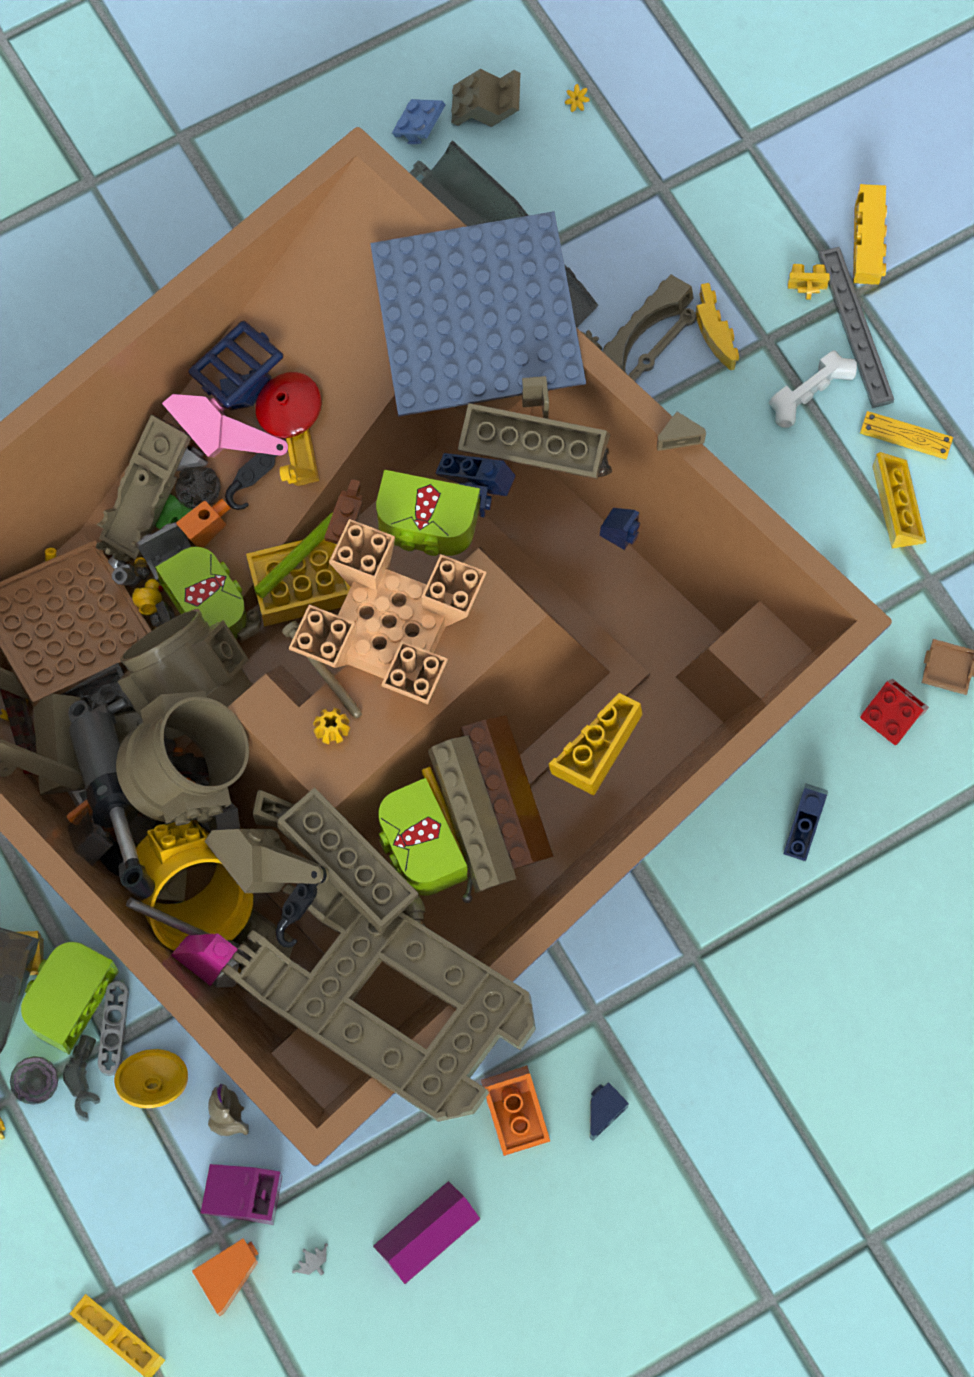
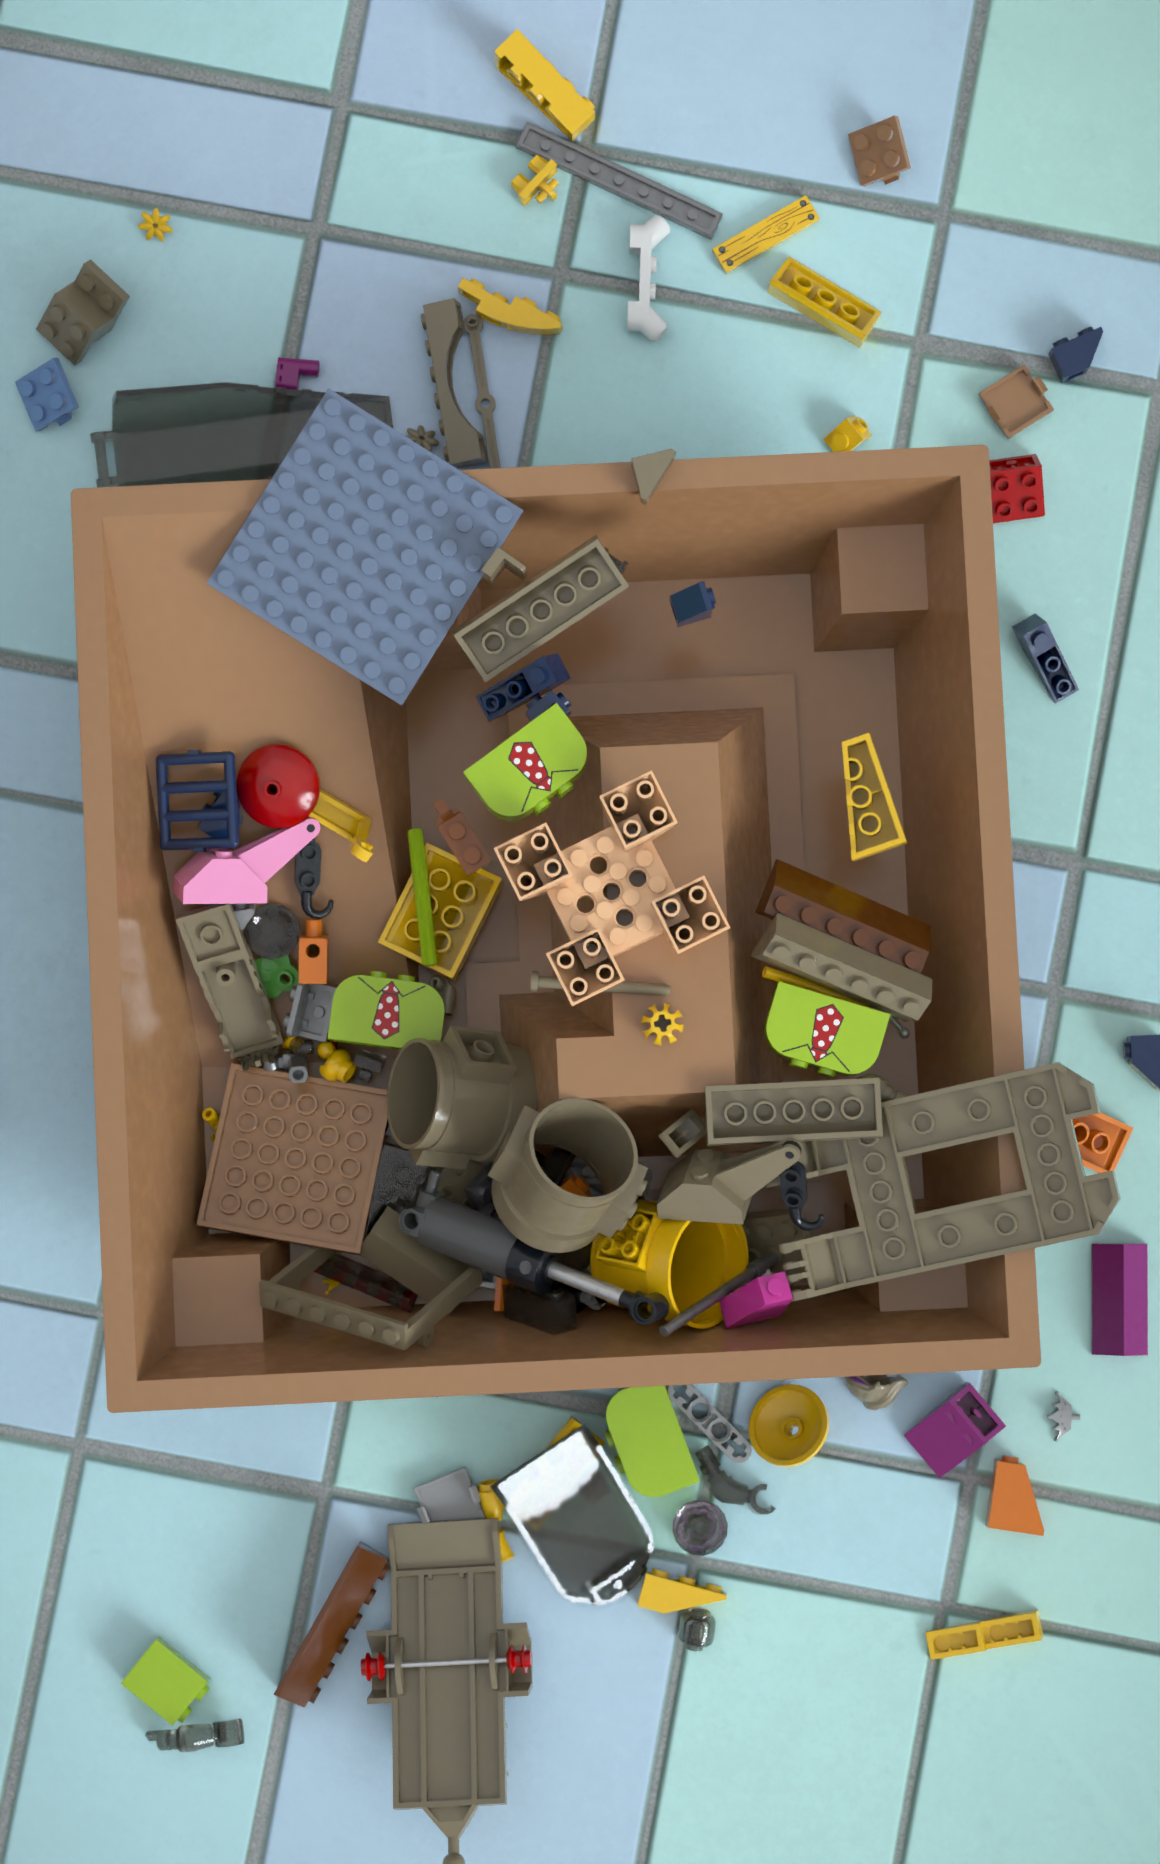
camera: 50 degrees left, 15 degrees up
(568, 242) = (290, 370): none -> magenta piece

